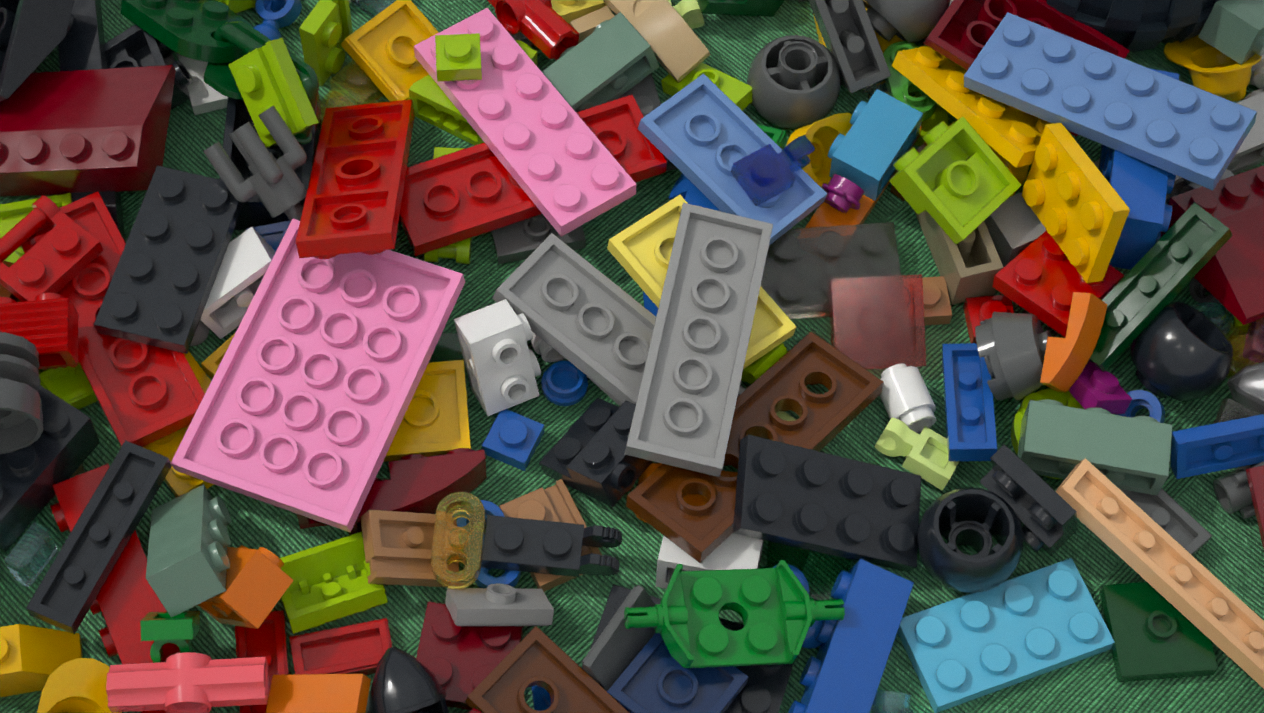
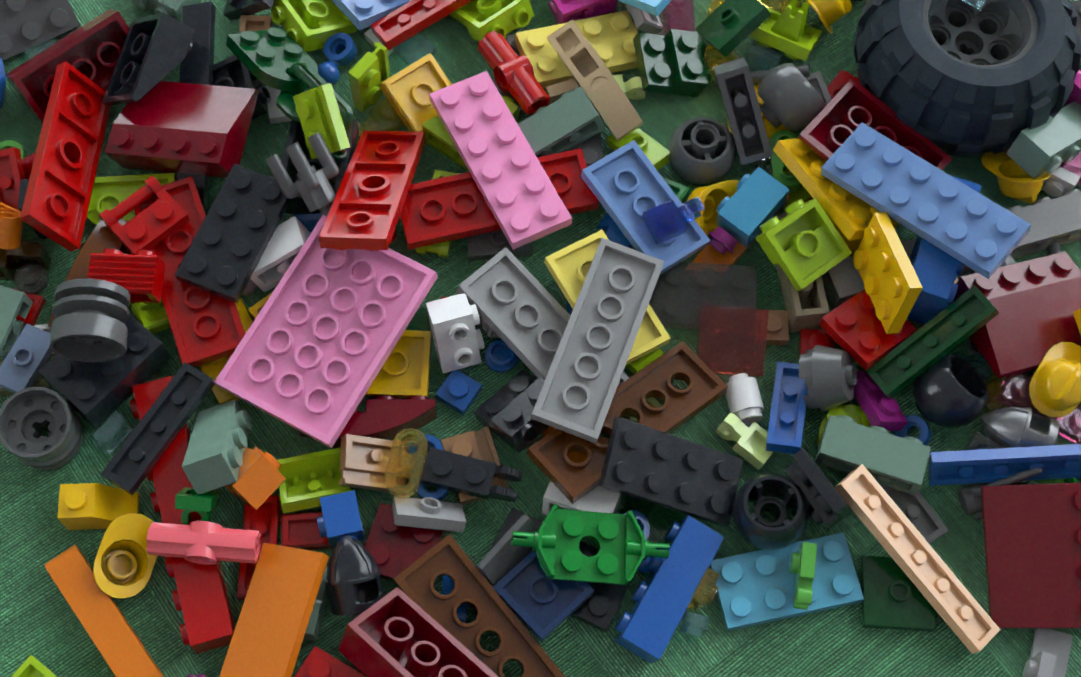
camera: 10 degrees right, 5 degrees up
(376, 626) = (340, 518): none -> blue brick
(458, 57) = (458, 107): lime plate -> none
(899, 659) = (705, 590): none -> clear yellow plate
(1029, 607) = (803, 566): none -> bright green plate
(1068, 356) = (863, 387): orange slope -> none

